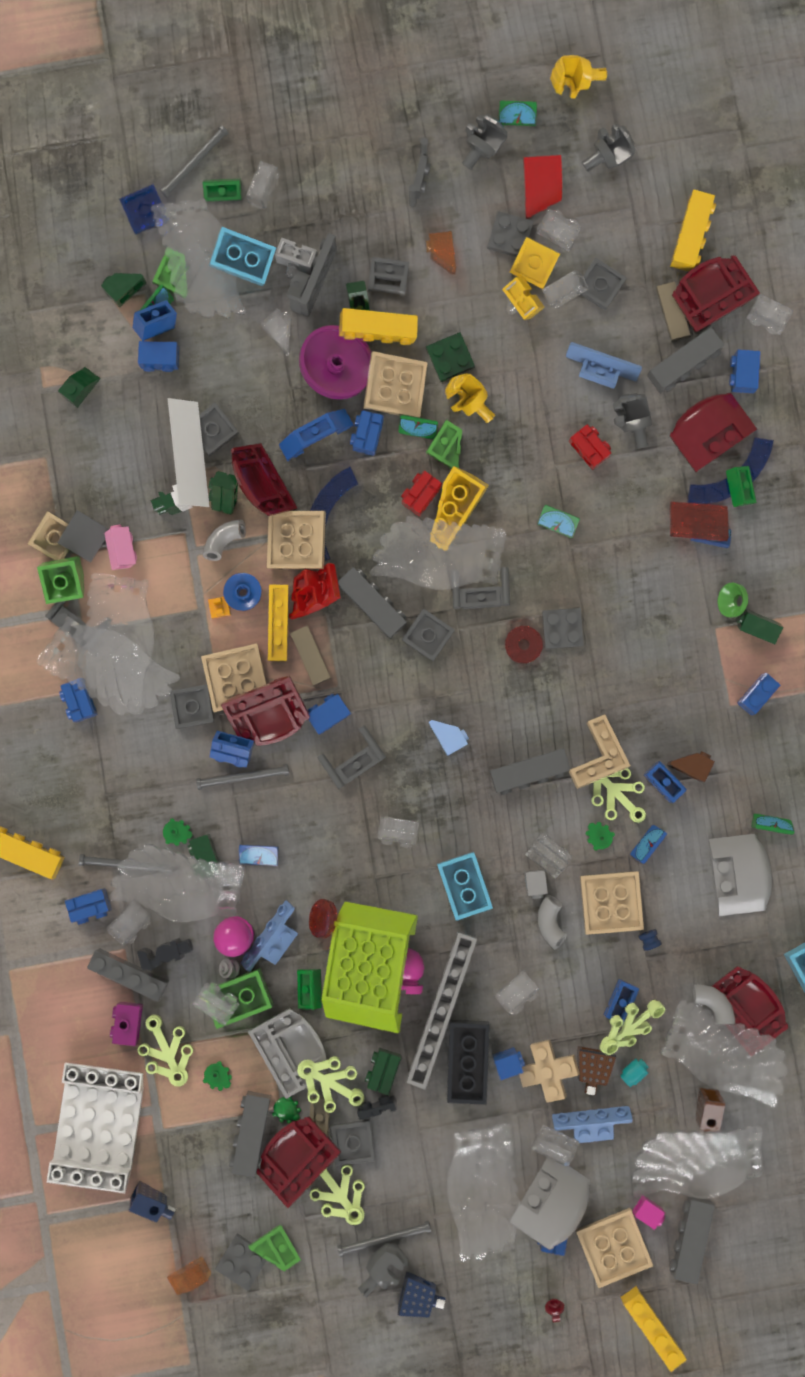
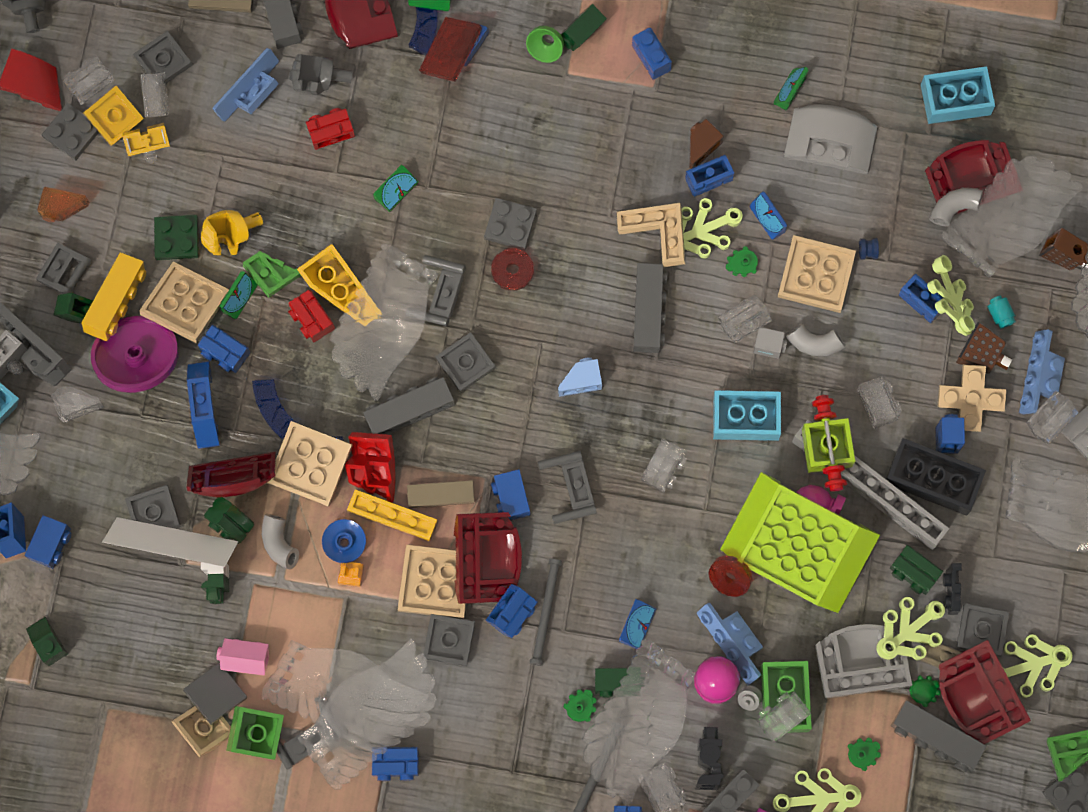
camera: 70 degrees left, 10 degrees down
(309, 989) = (801, 621): green slope -> none
(456, 965) = (828, 444): none -> lime brick

